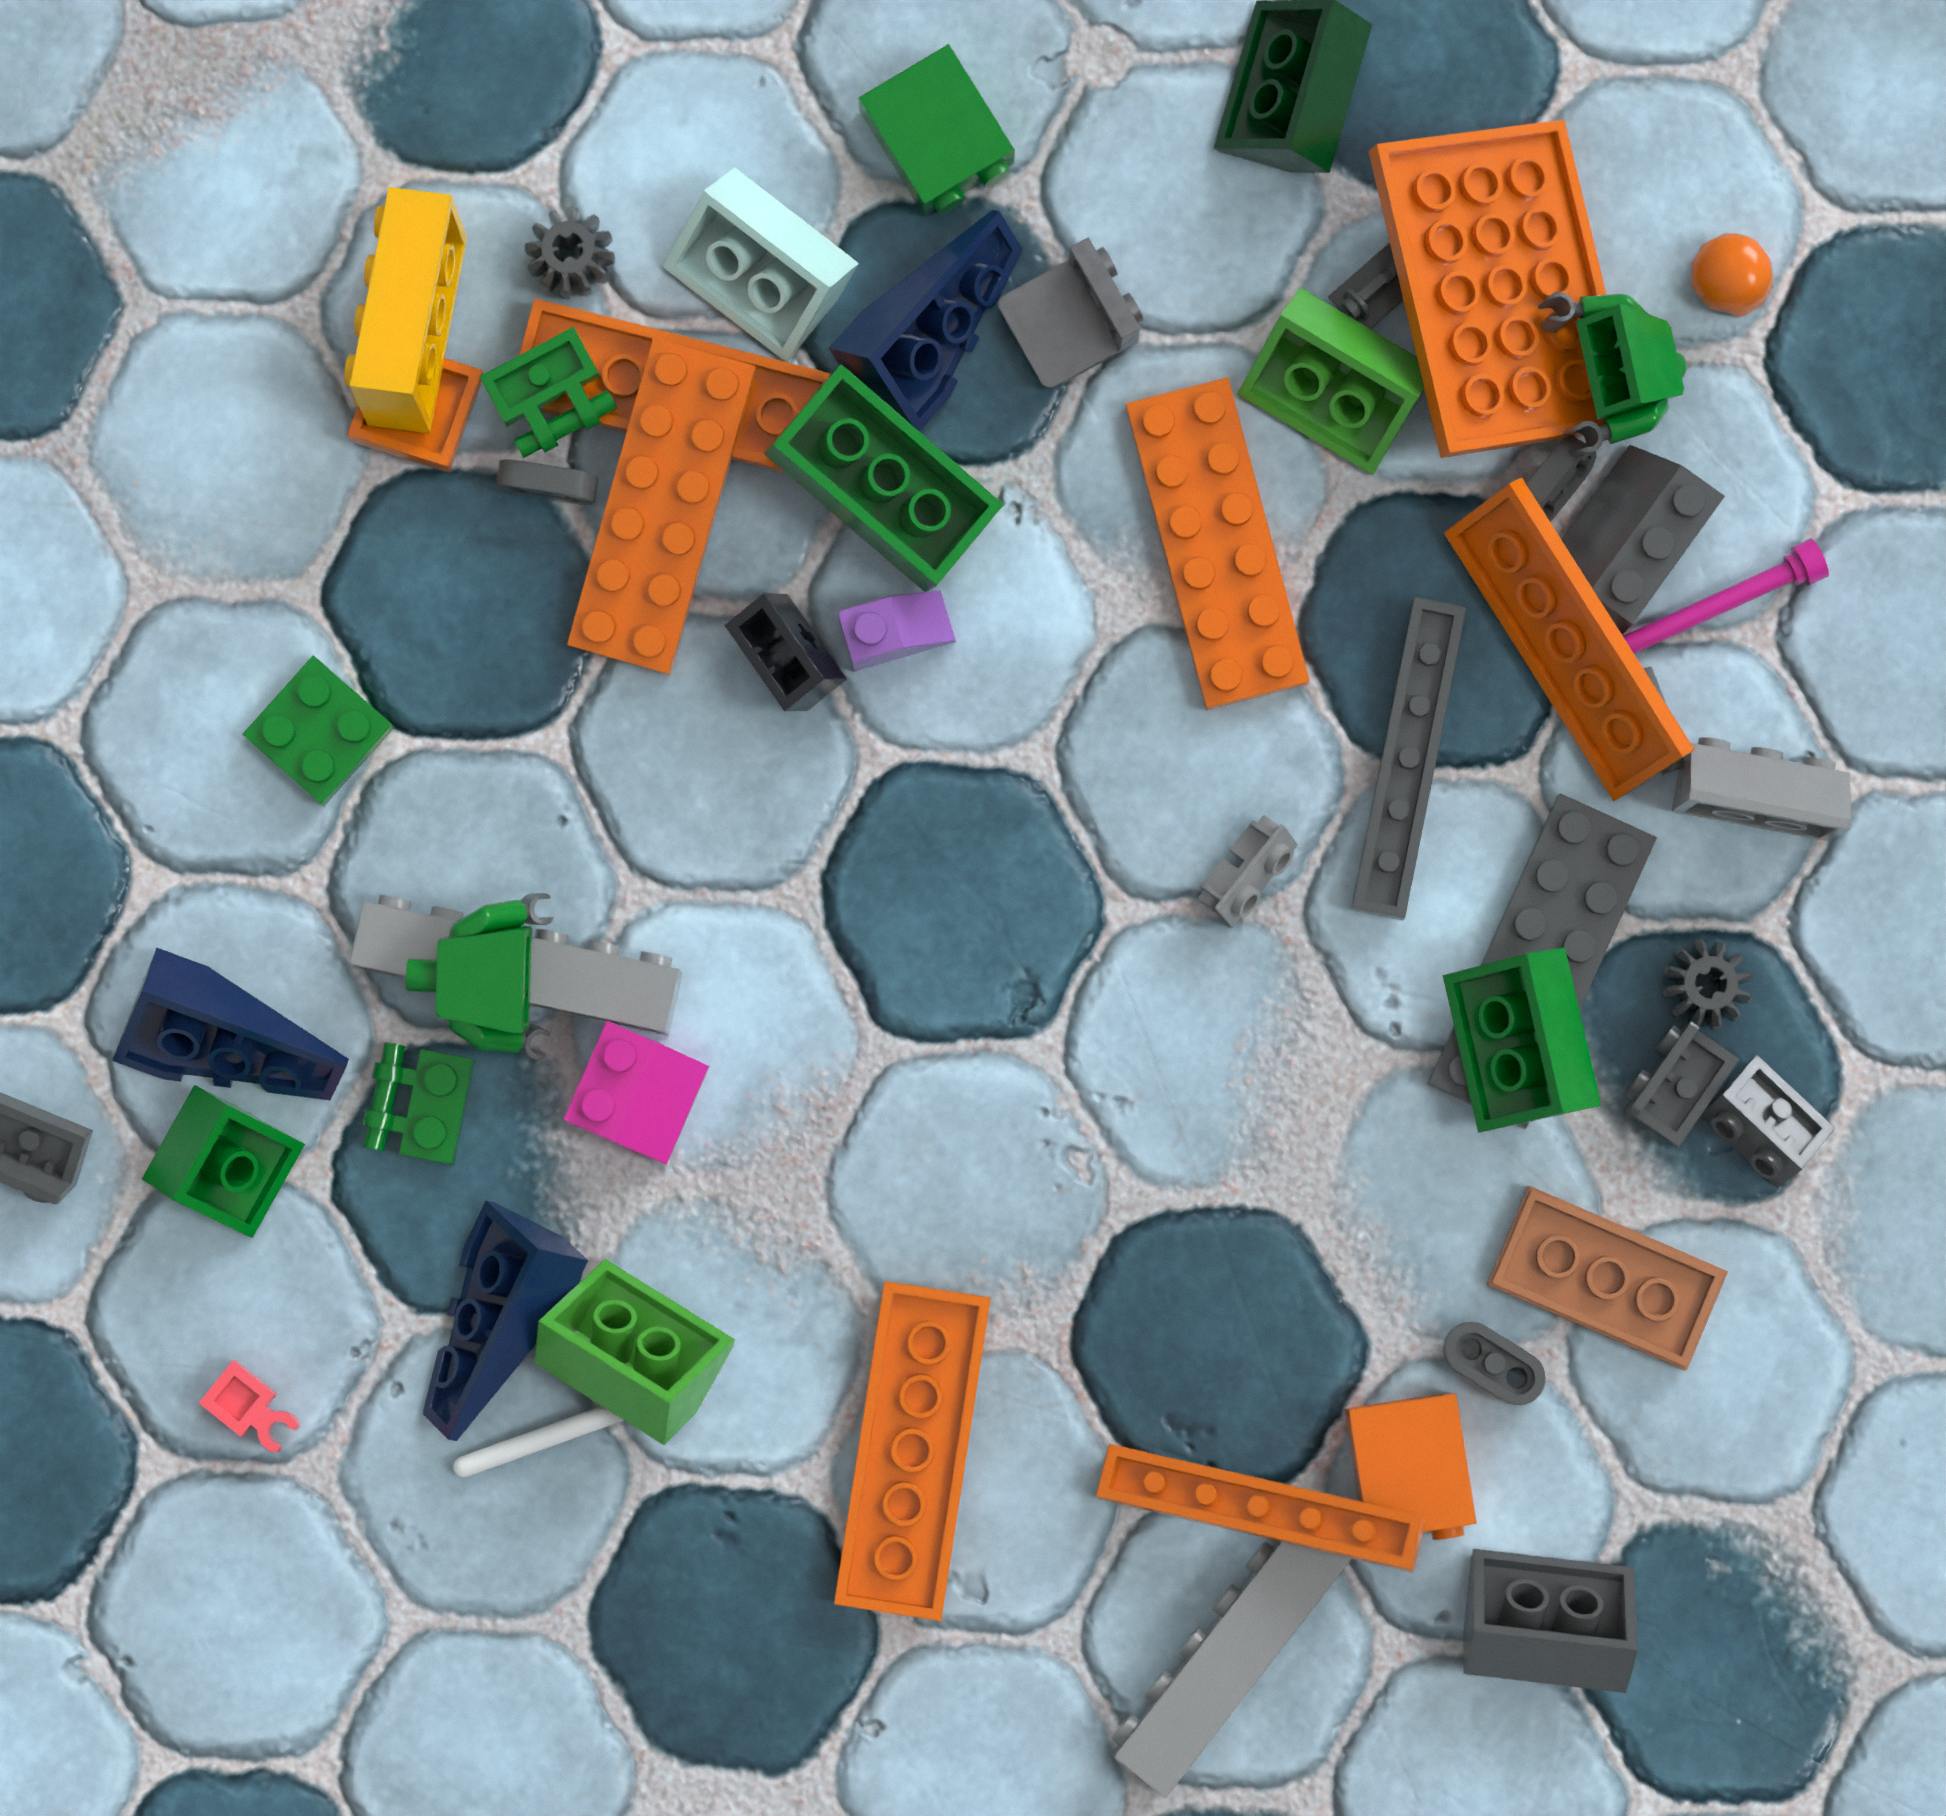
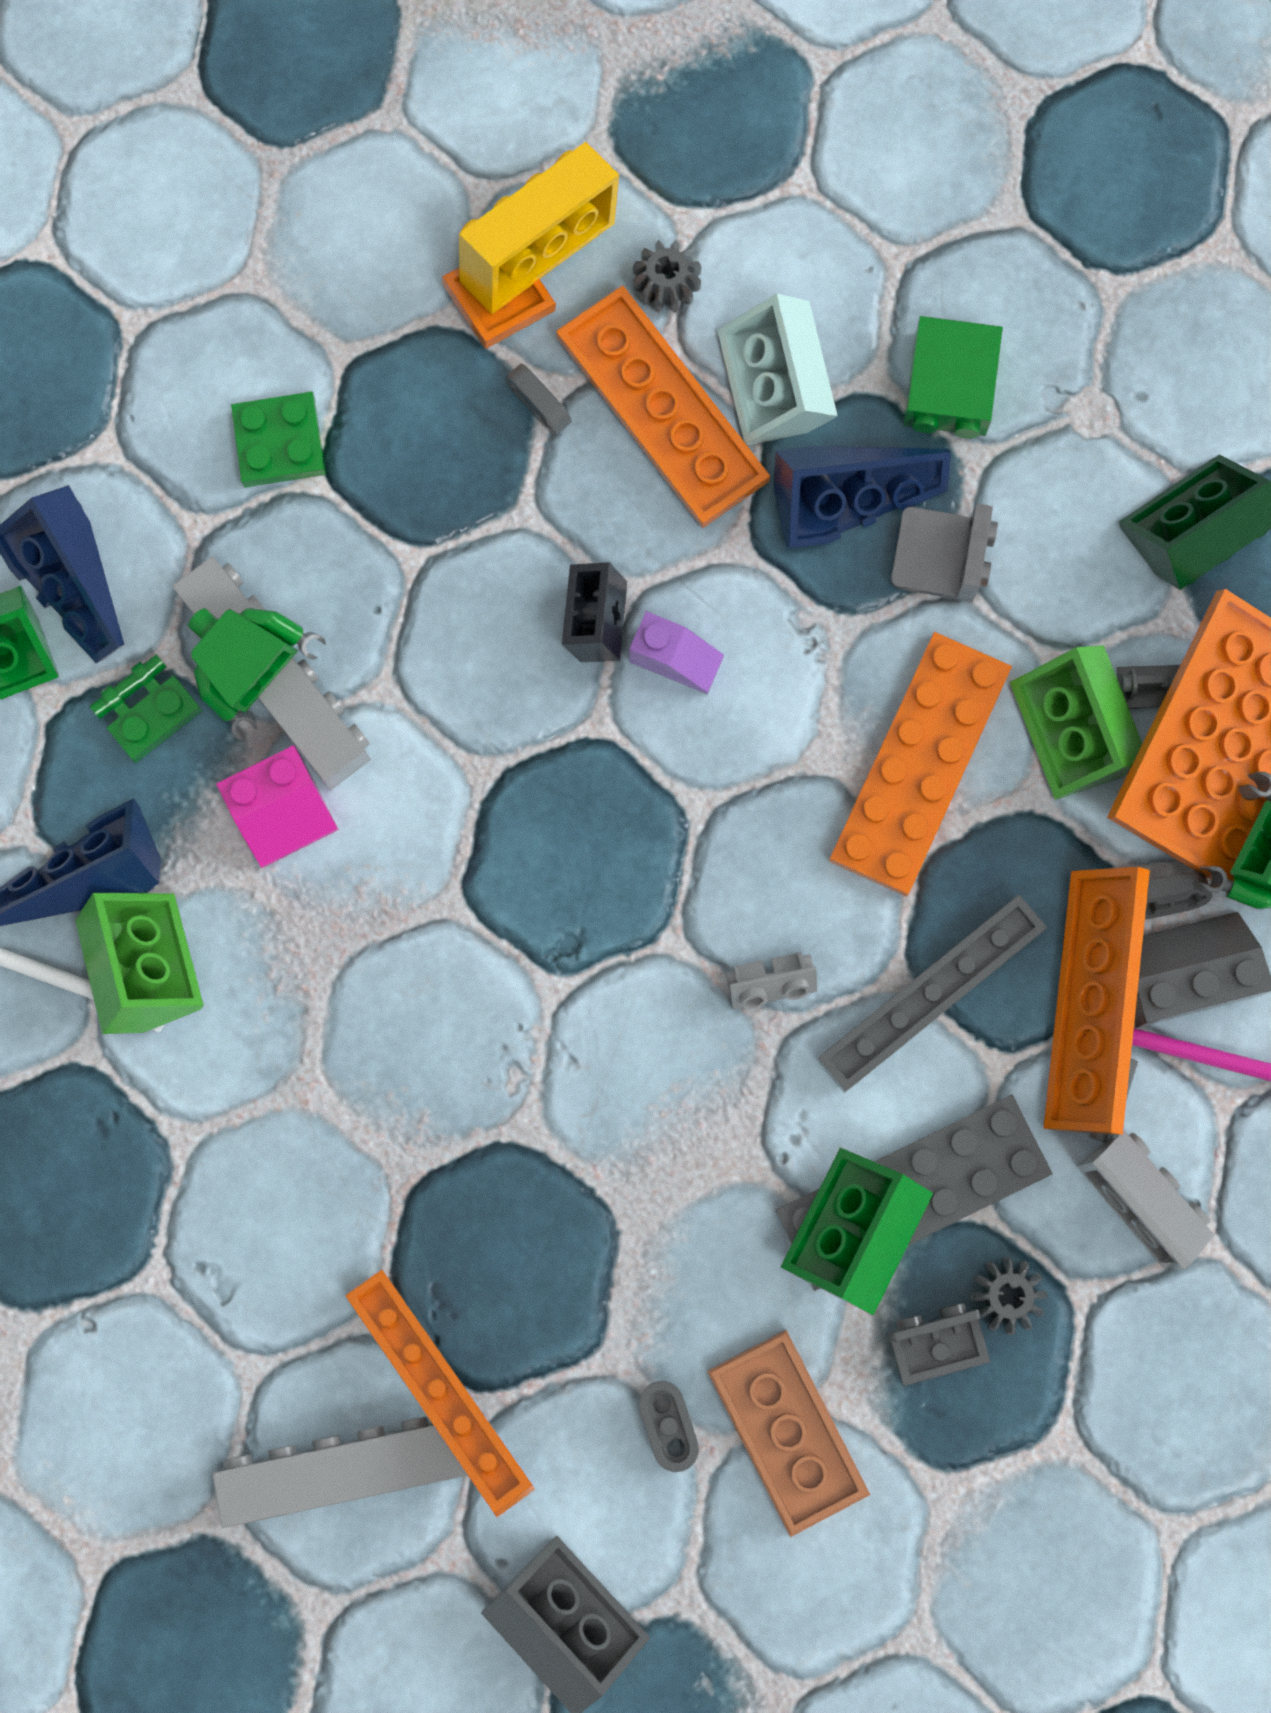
camera: 45 degrees right, 5 degrees down
(540, 378) = (582, 331): green plate -> none
(662, 505) = (595, 466): orange plate -> none
(883, 479) = (742, 552): green brick -> none
(912, 1451) = (256, 1170): orange plate -> none
(1413, 1460) = (563, 1446): orange brick -> none
(1767, 1122) = (976, 1419): dark grey bracket -> none

